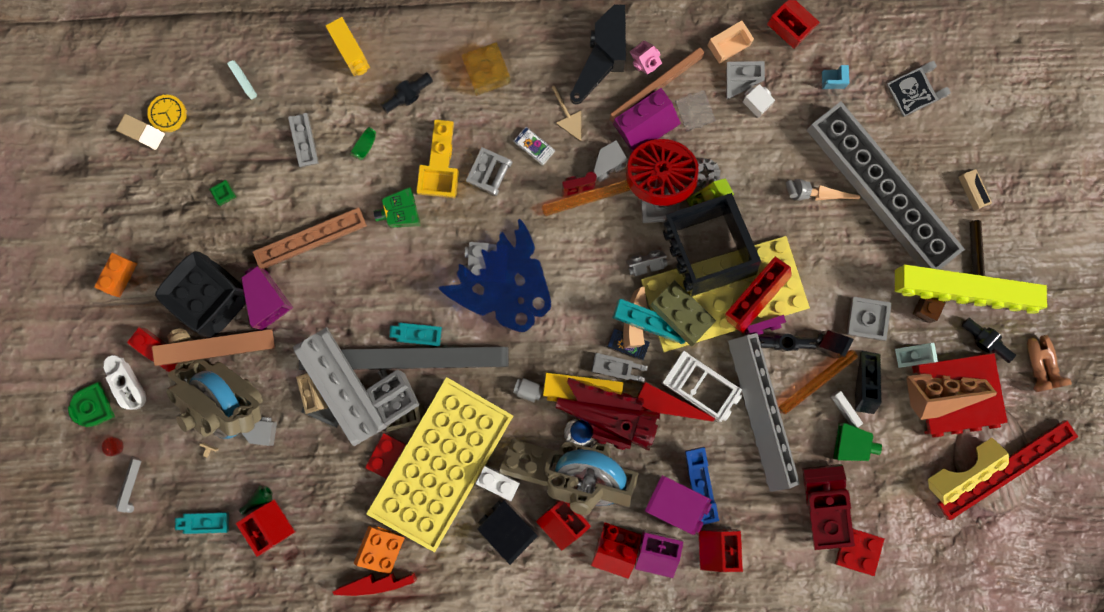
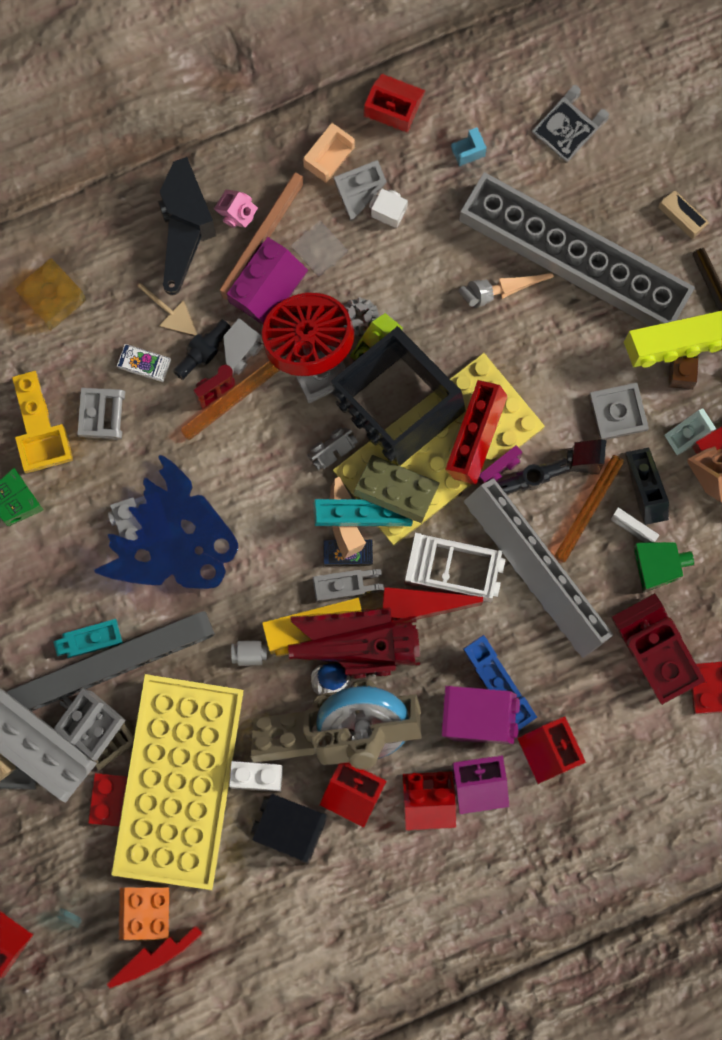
camera: 20 degrees left, 5 degrees down
(324, 531) = (69, 918): none -> clear light blue tile
(580, 152) = (201, 349): none -> black pin

